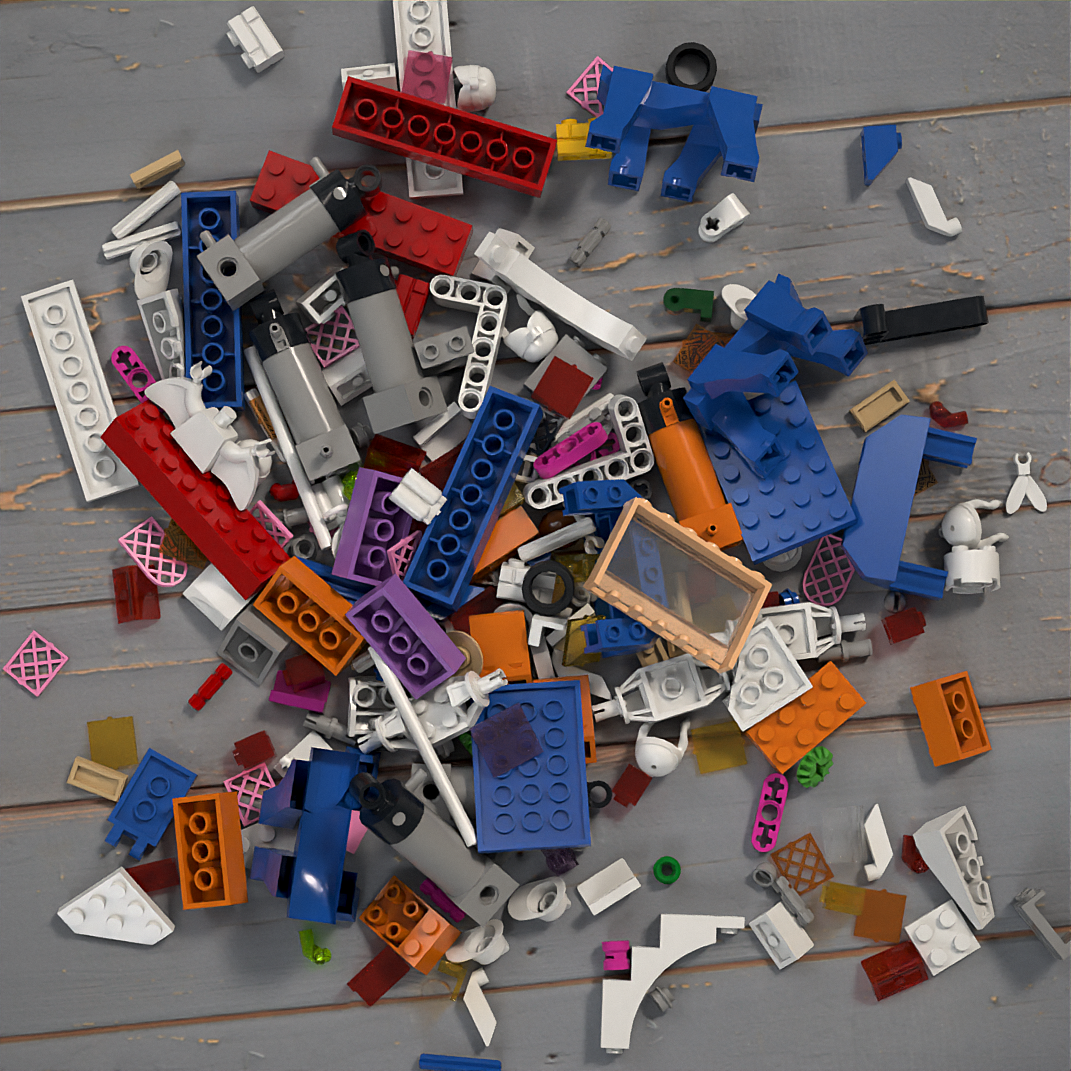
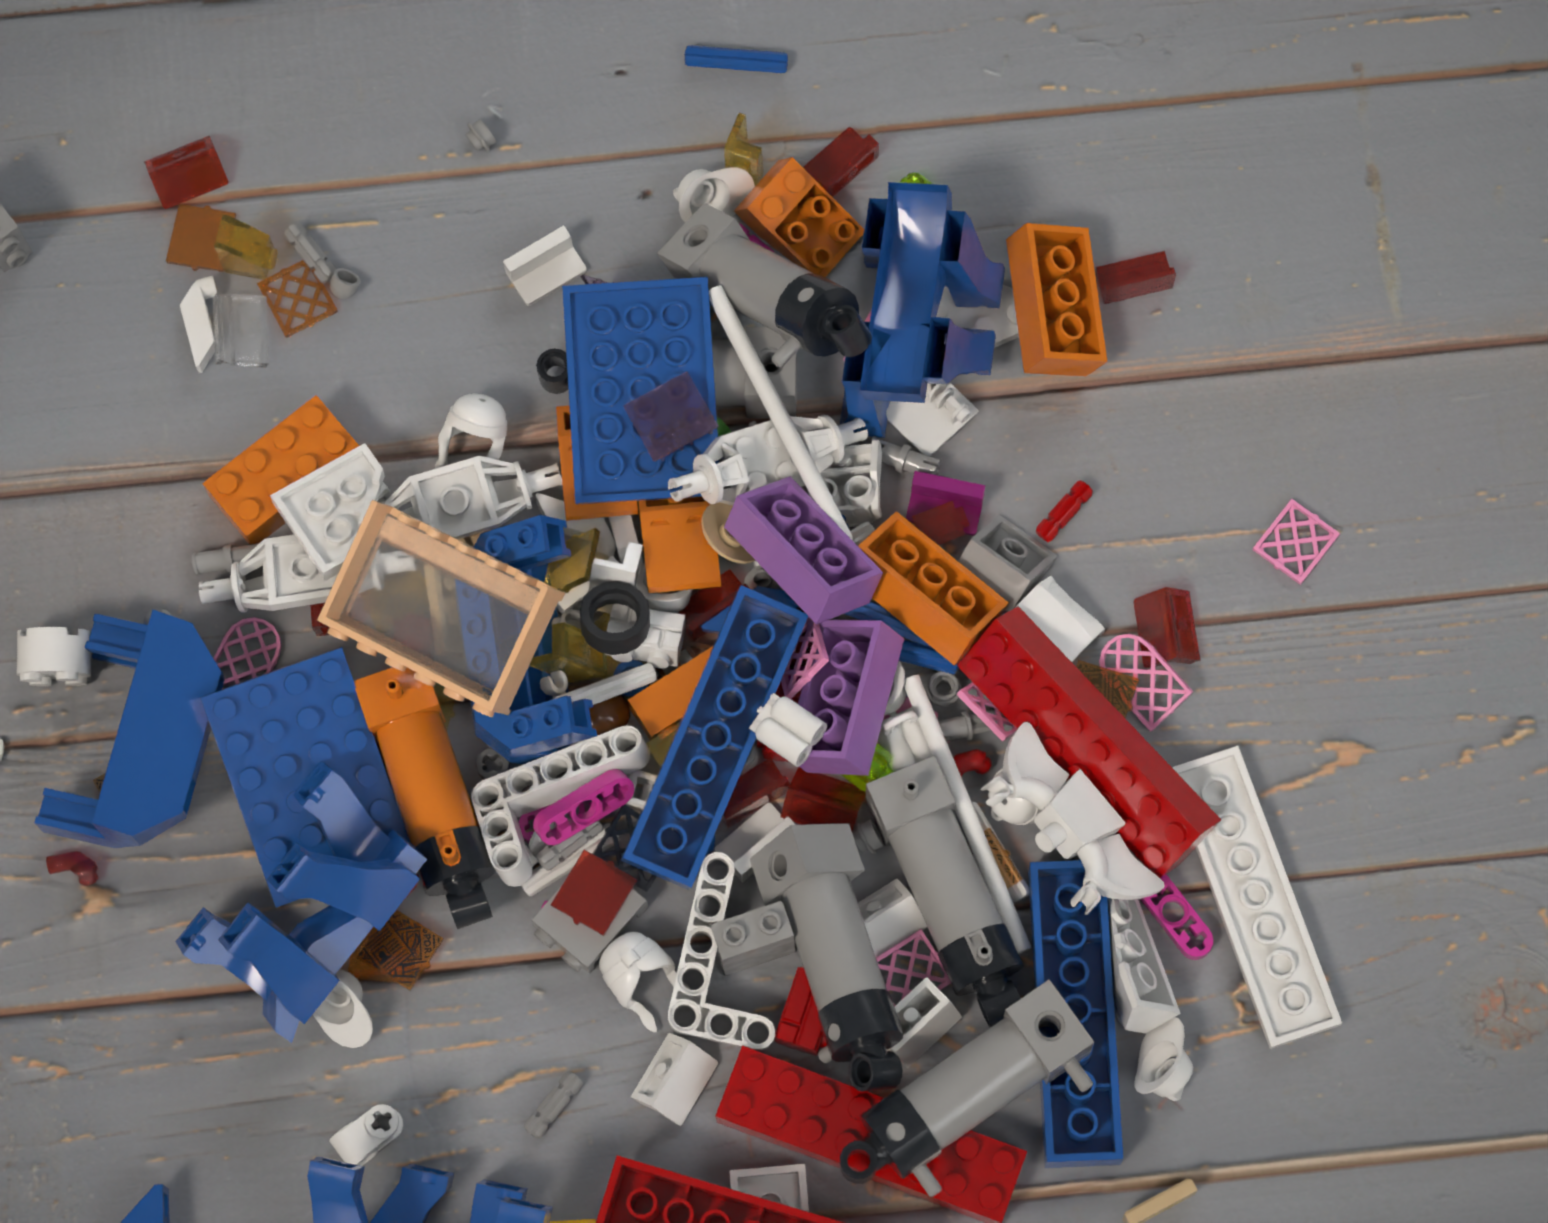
camera: 175 degrees left, 10 degrees down
(97, 779) = (1207, 395): tan tile -> none
(113, 742) = (1190, 442): clear yellow piece -> none
(117, 911) = (1174, 232): white plate -> none
(129, 243) = (1167, 1110): white axle -> none
(146, 210) = (1174, 1148): white axle -> none
(147, 802) = (1138, 367): blue tile -> none
(245, 774) = (1015, 404): bright pink window -> none
(254, 750) = (1003, 429): clear red brick -> none
(479, 1006) = (711, 124): white piece -> none
(540, 900) = (632, 247): white piece -> none
(558, 299) = (591, 1010): white arch -> none
(616, 955) = (537, 184): dark pink wheel -> none
(630, 786) = (514, 387): clear red brick -> none
(676, 870) = (470, 279): green plate -> none
(677, 937) = (457, 205): white arch -> none
(689, 300) = (414, 1020): dark green leg -> none
(718, 747) = (400, 440): clear yellow piece -> none
(780, 807) = (351, 337): dark pink beam -> none
(781, 935) = (326, 210): white panel -> none
(788, 597) = (299, 621): blue plate -> none
(808, 772) = (274, 409): bright green gear -> none
(879, 406) = (165, 880): tan tile -> none
(885, 326) = (159, 982): black beam -> none
(904, 625) = (148, 589): clear red brick -> none
(911, 857) = (156, 306): clear red arm -> none
(931, 210) = (77, 1149): white piece -> none
(942, 937) = (123, 211): white plate -> none
(950, 718) = (94, 472): orange slope -> none
(951, 855) = (104, 303): white wedge -> none
(963, 526) = (61, 712): white hair -> none

